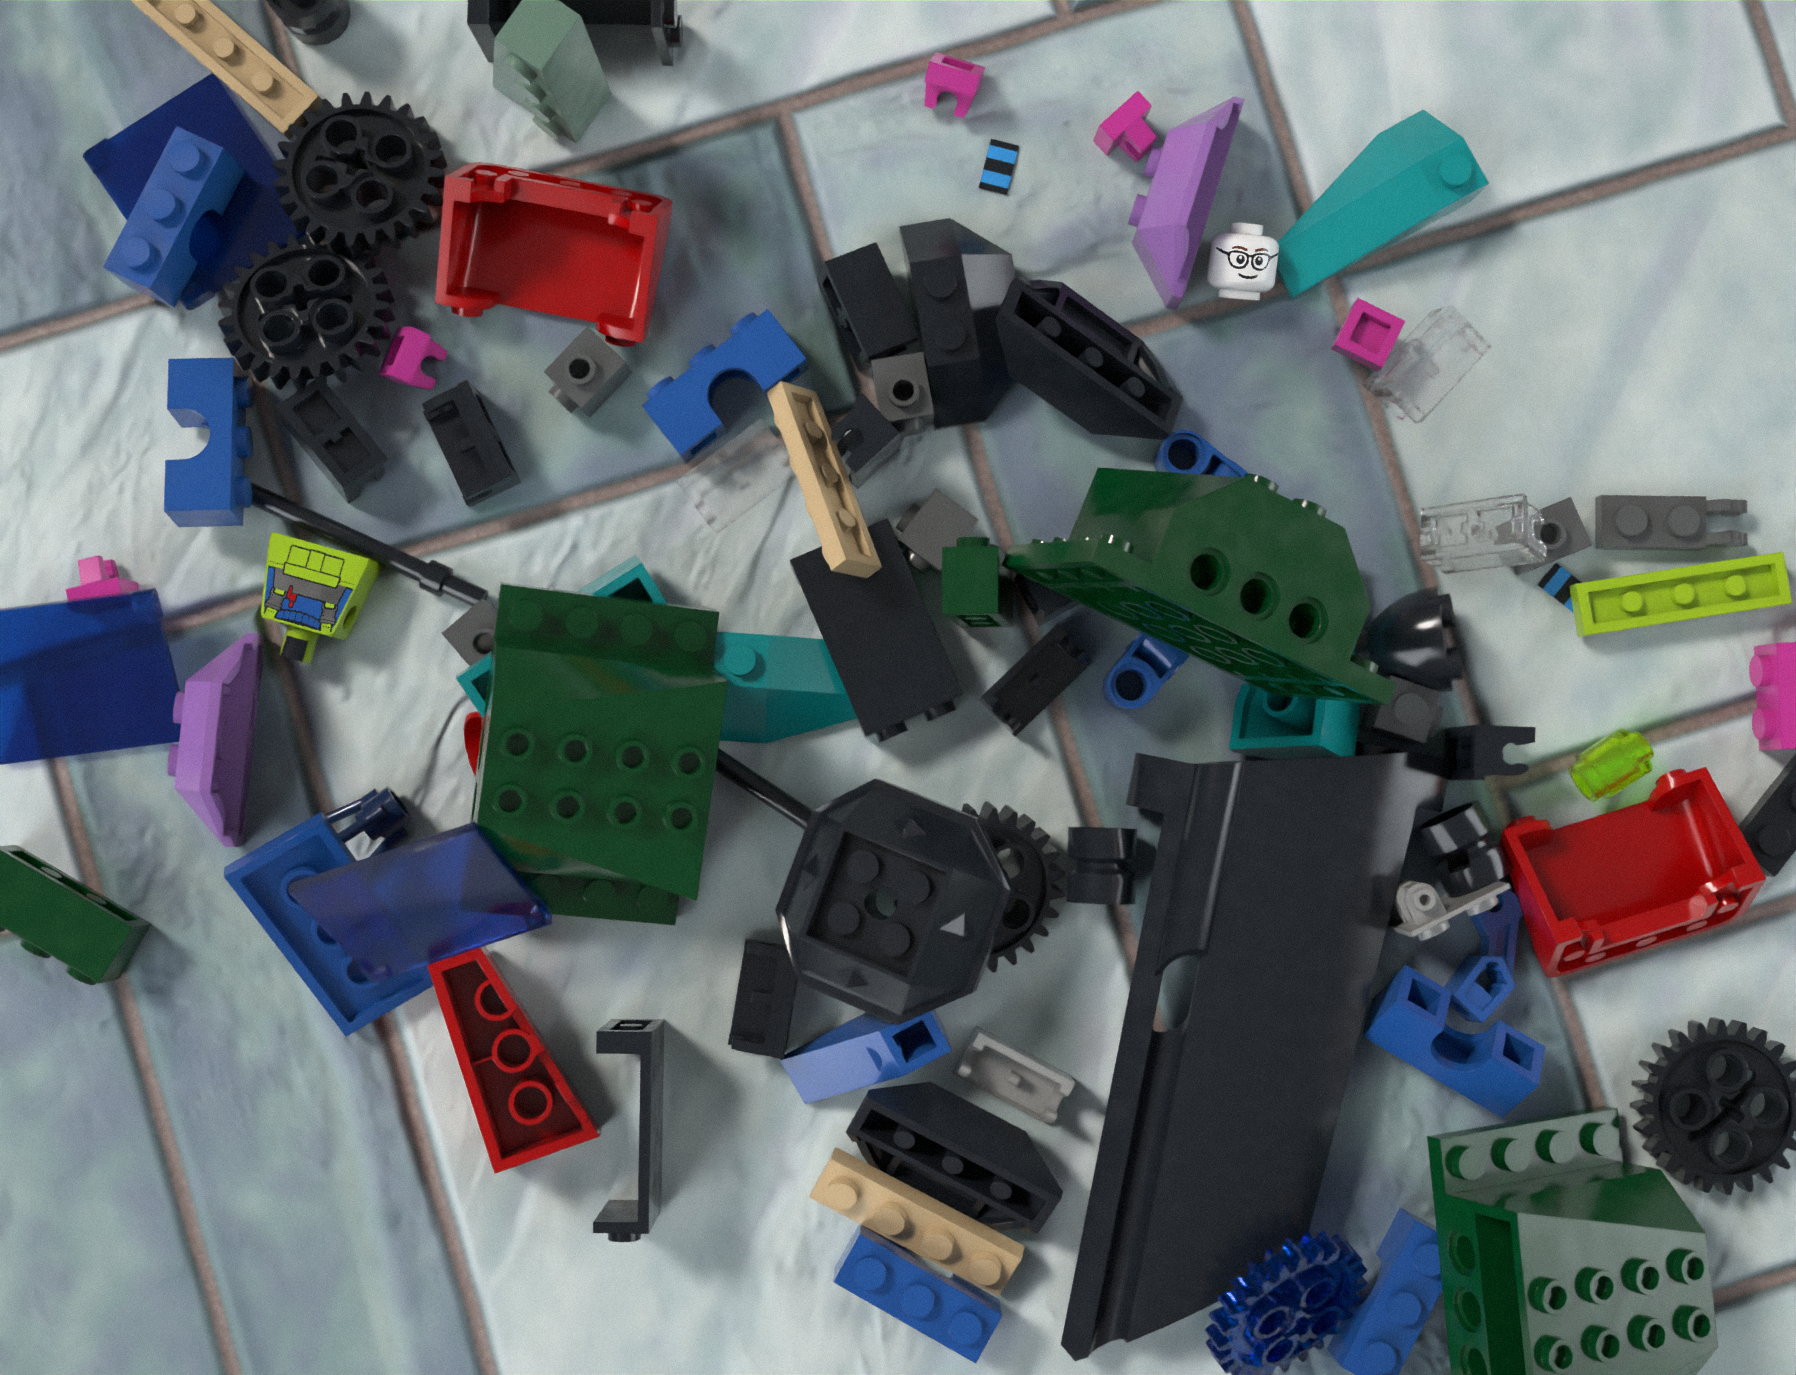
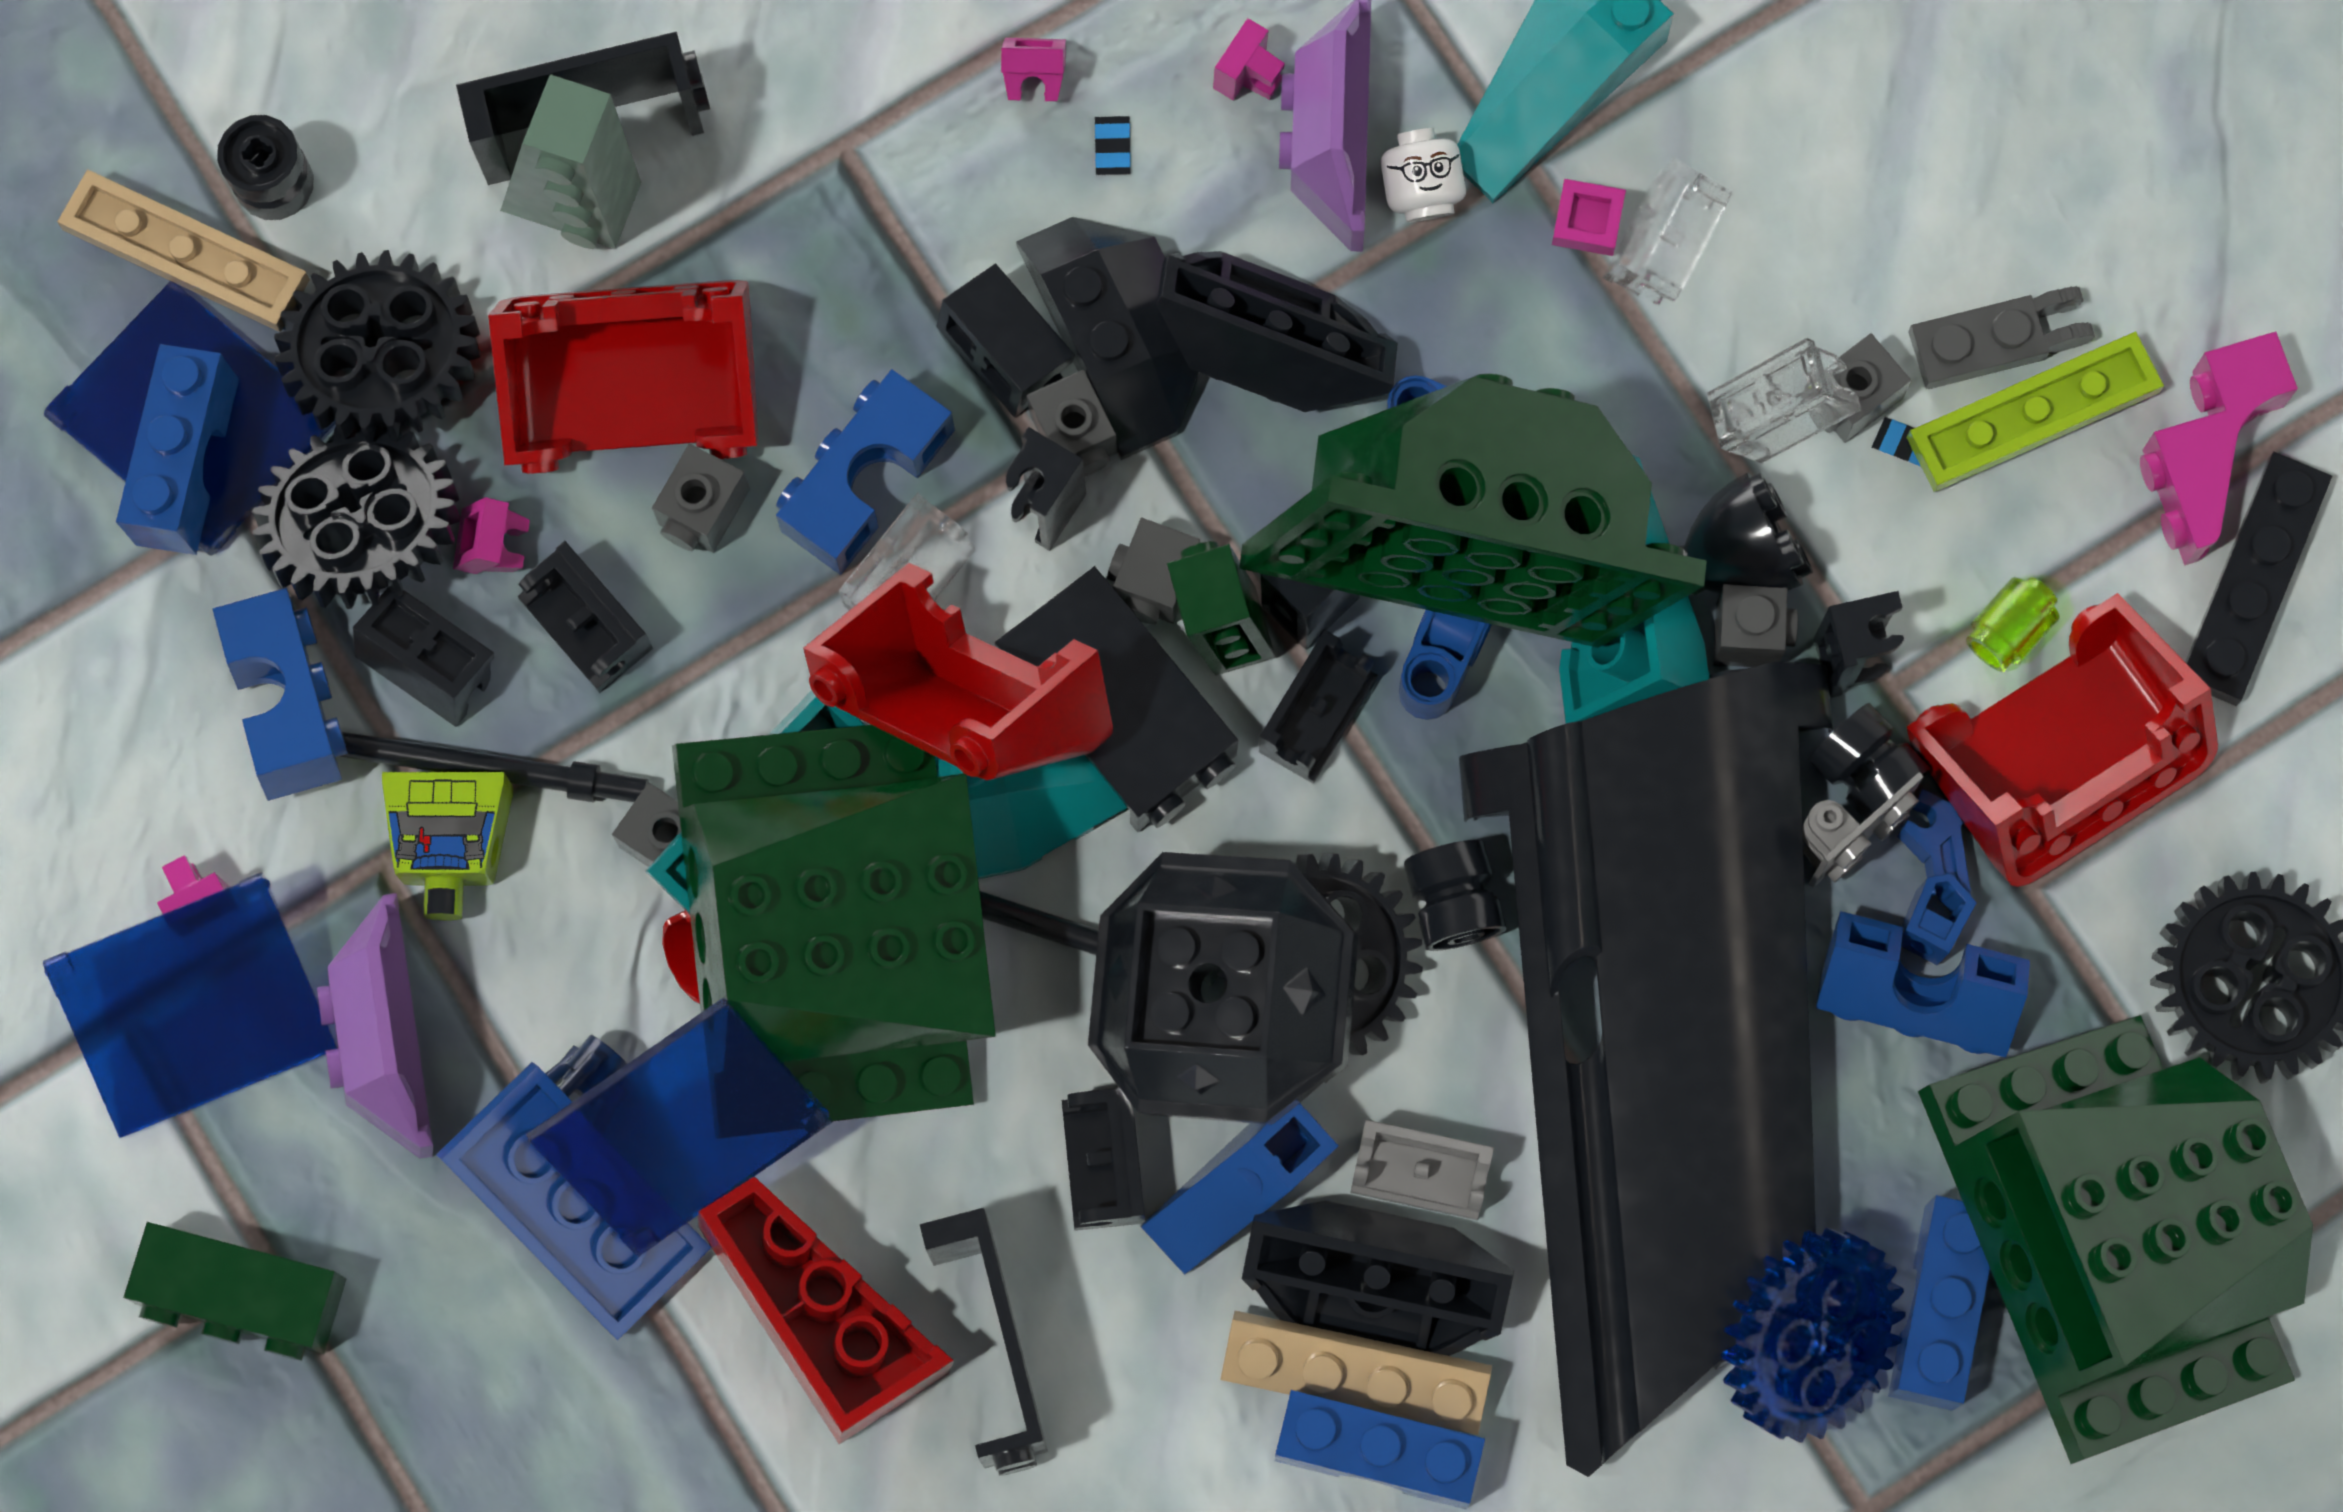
camera: 10 degrees left, 10 degrees down
(742, 597) = (951, 694): none -> red windscreen
(823, 480) = (1009, 541): tan plate -> none

